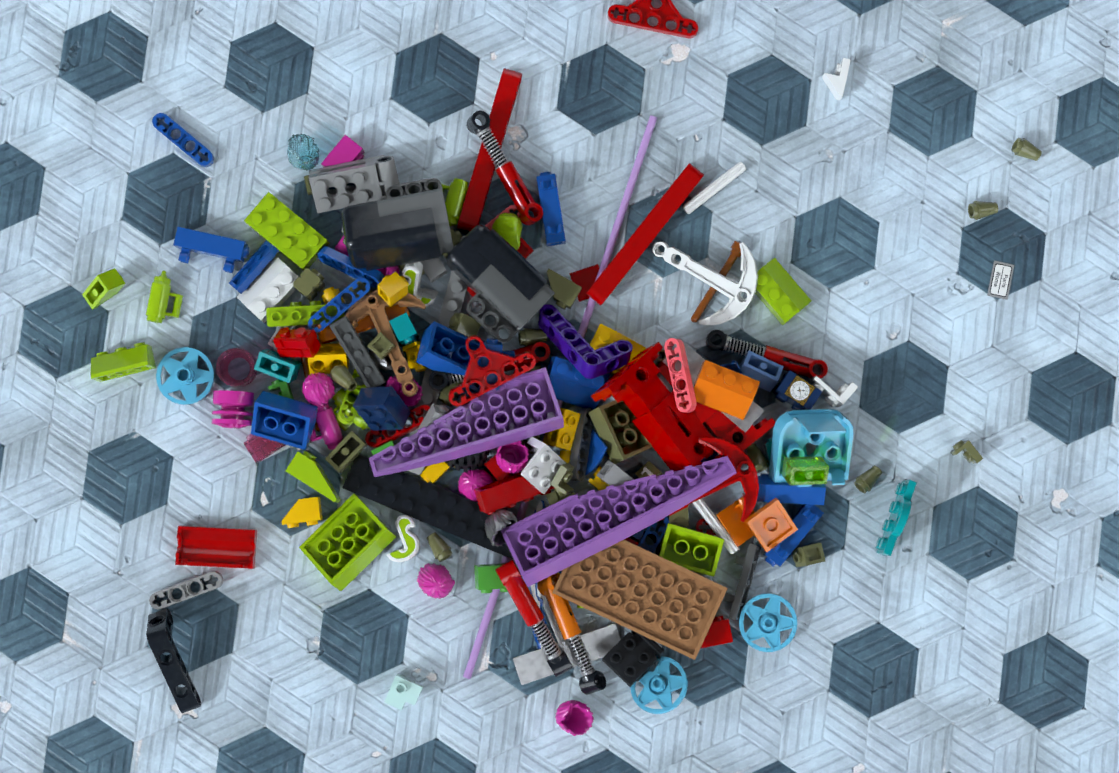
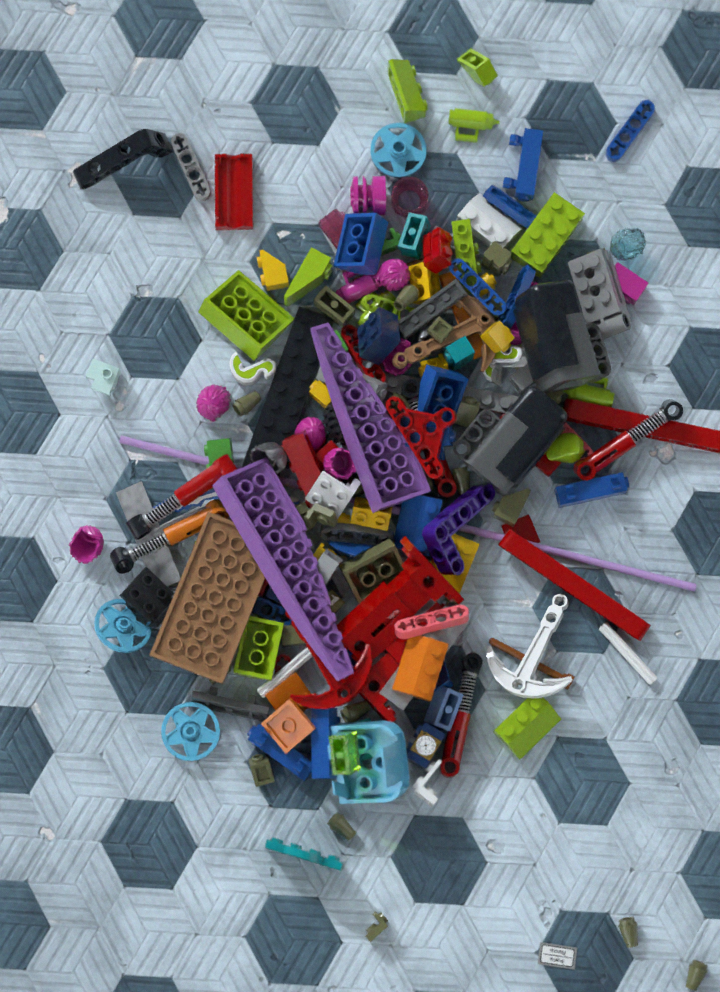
camera: 85 degrees right, 5 degrees down
(718, 633) = (177, 680): red brick -> none

